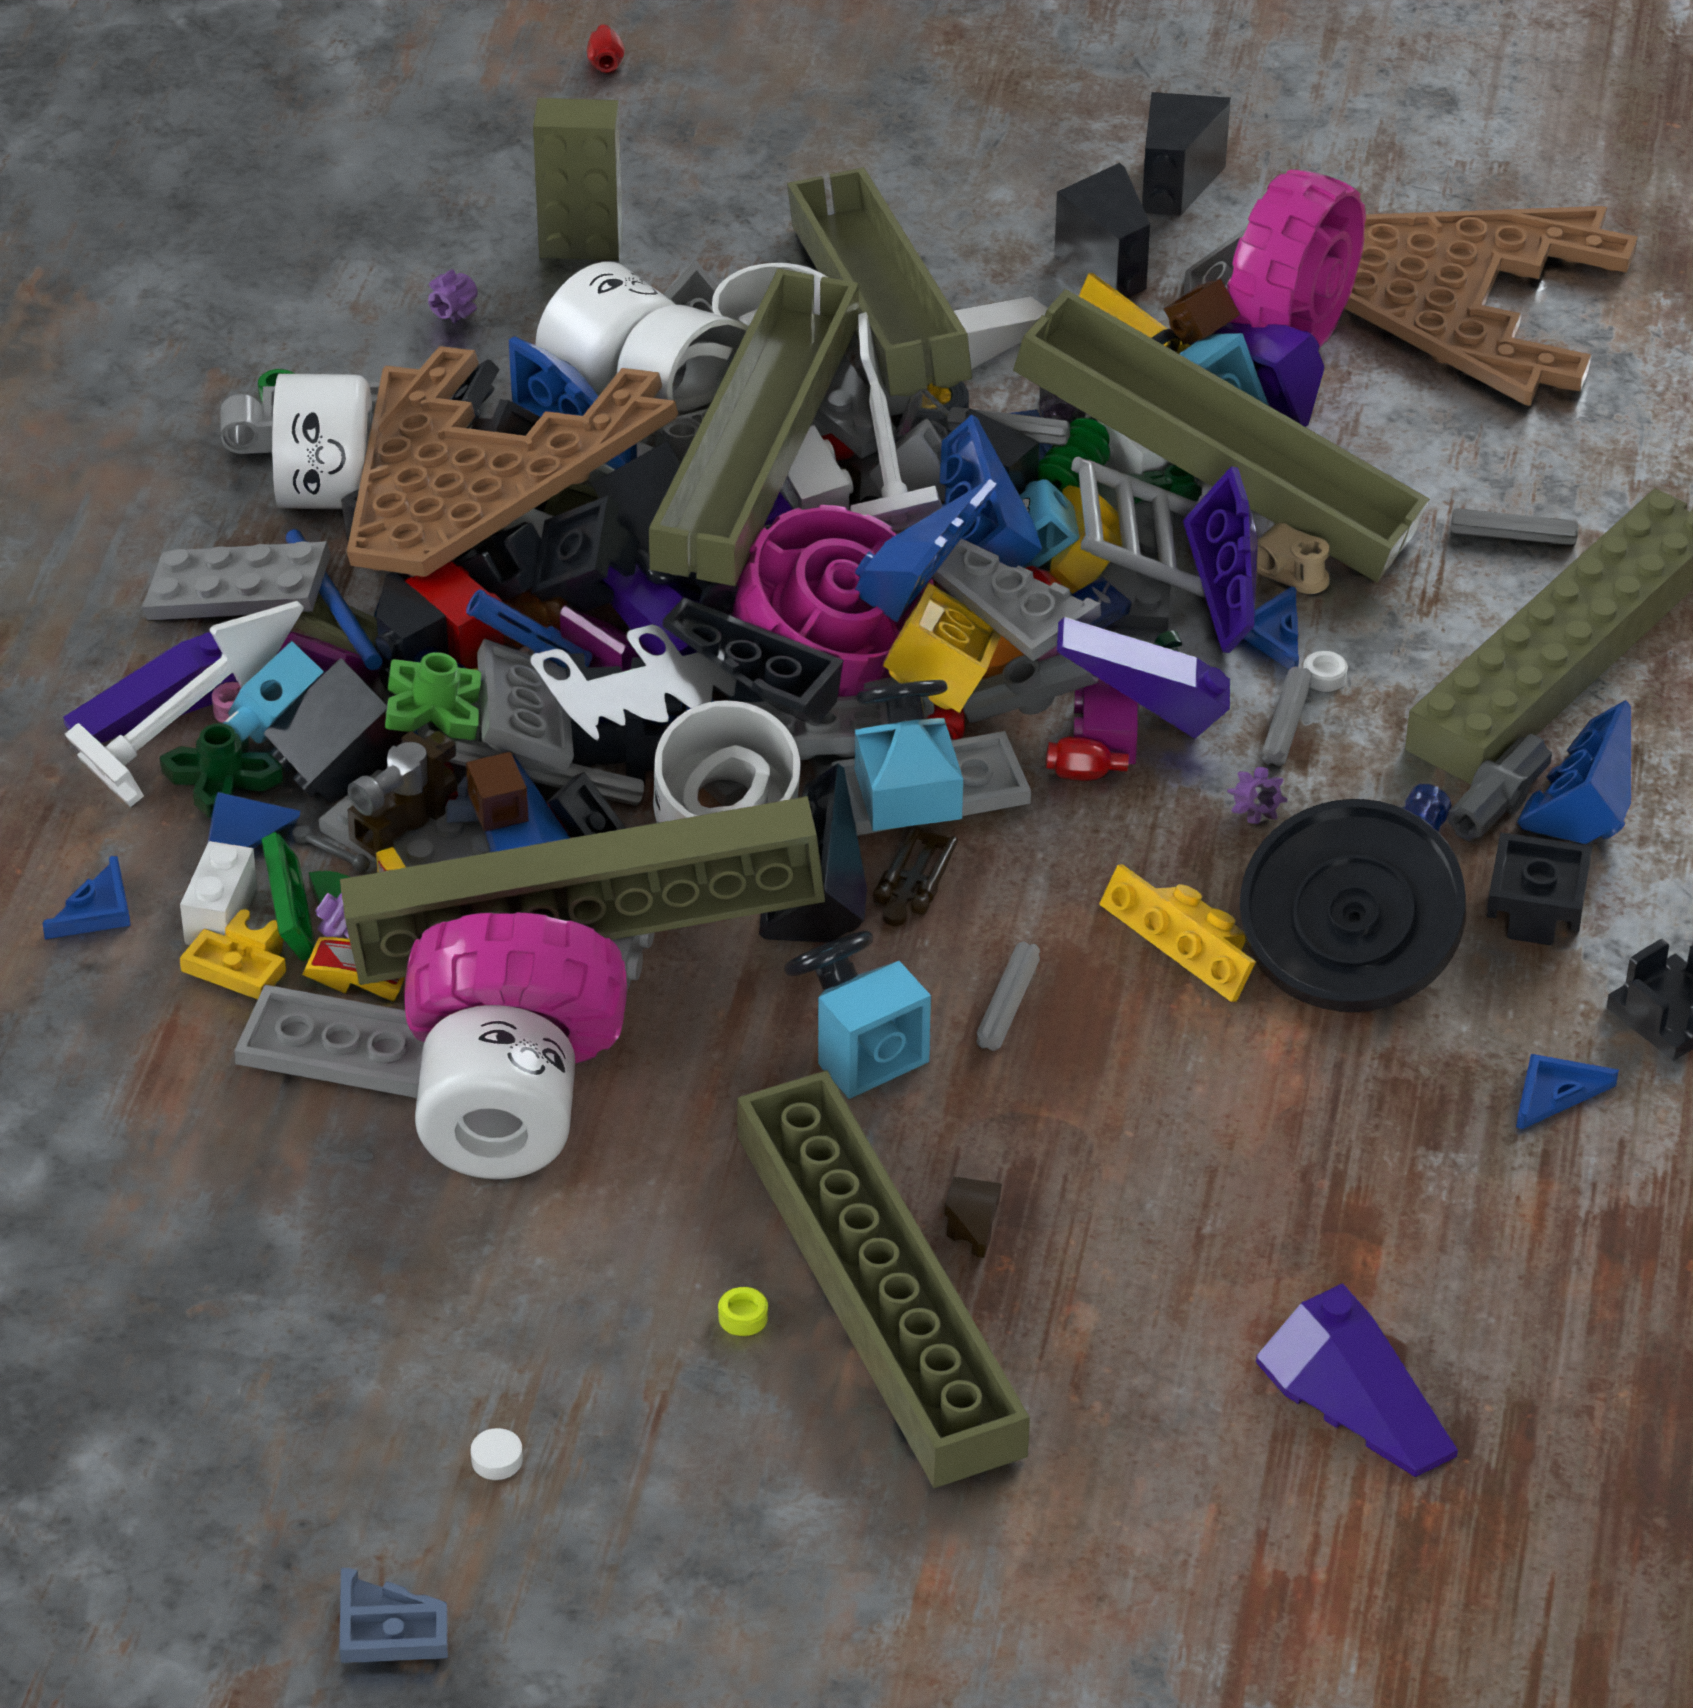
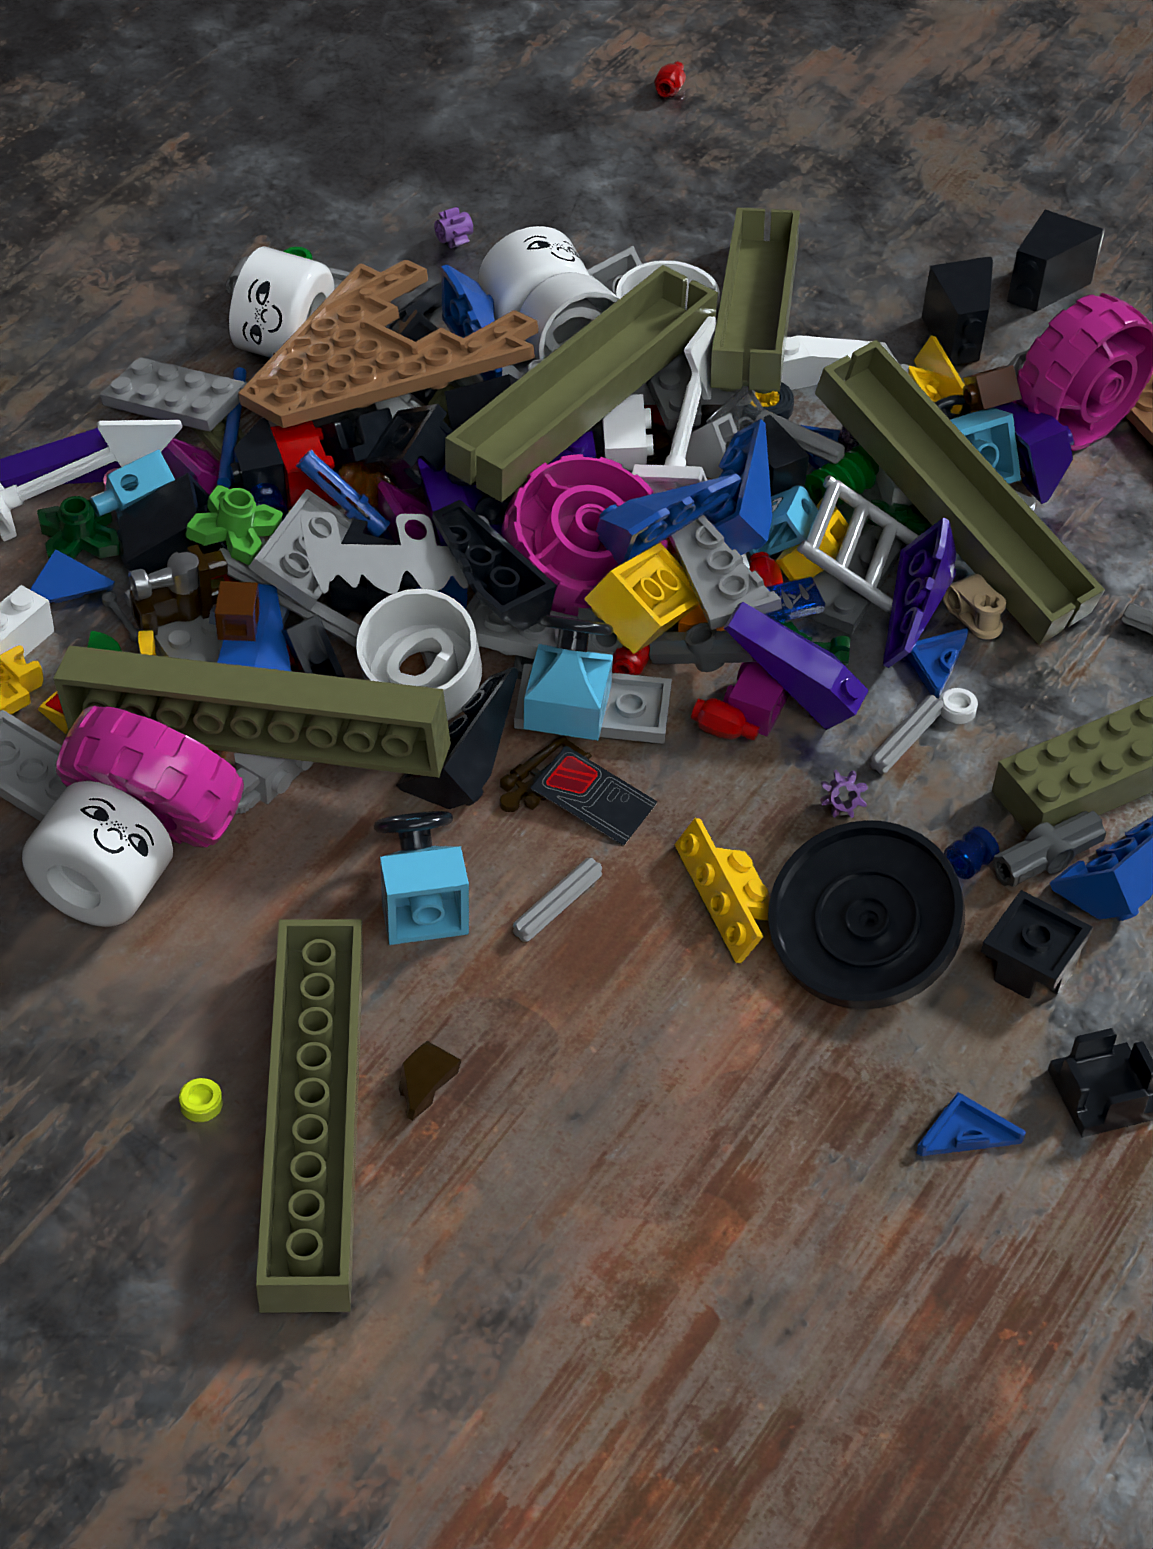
camera: 20 degrees right, 5 degrees up
(288, 895) = (67, 630): green tile -> none
(578, 178) = (576, 162): olive brick -> none
(985, 878) = (594, 795): none -> black sticker
(1349, 1371) = (649, 1333): dark purple wedge -> none

